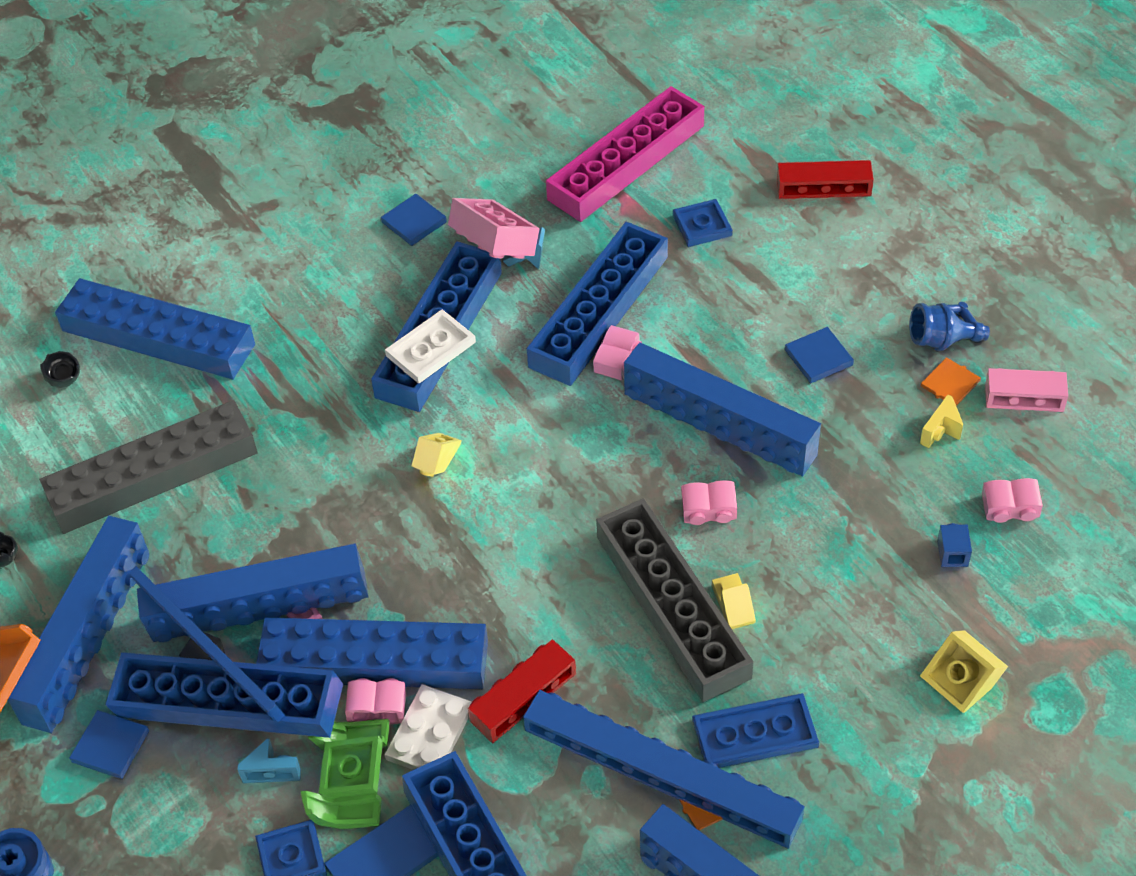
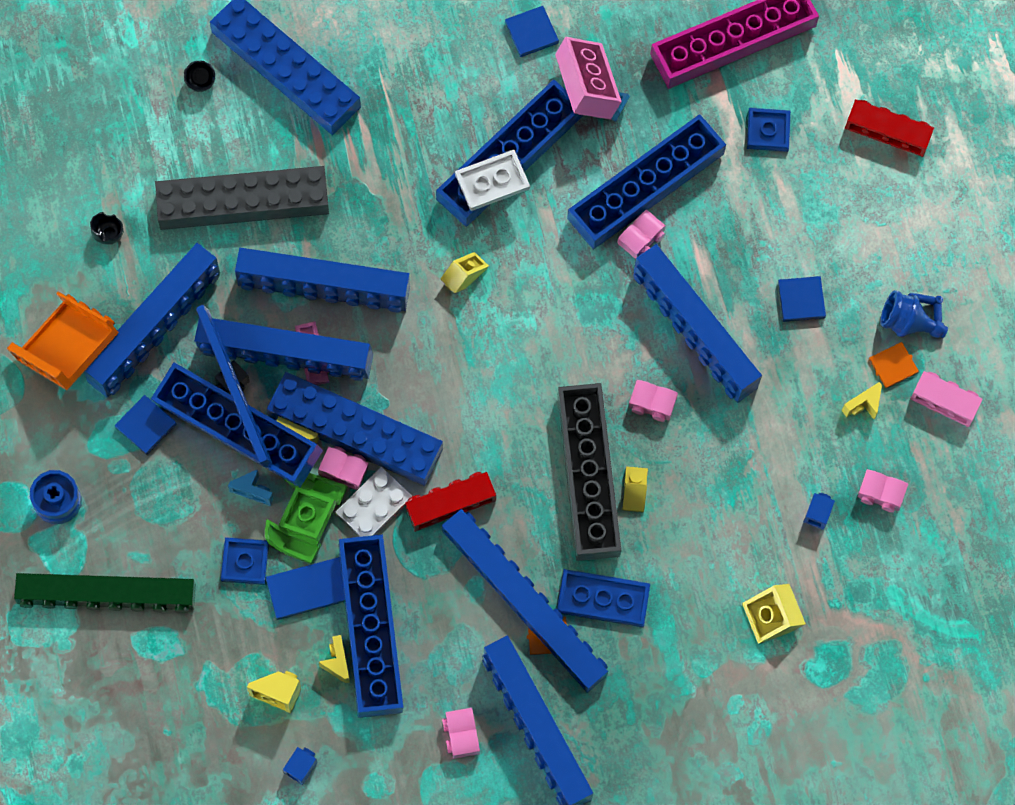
camera: 15 degrees right, 20 degrees up
(273, 510) = (322, 280): none -> blue brick

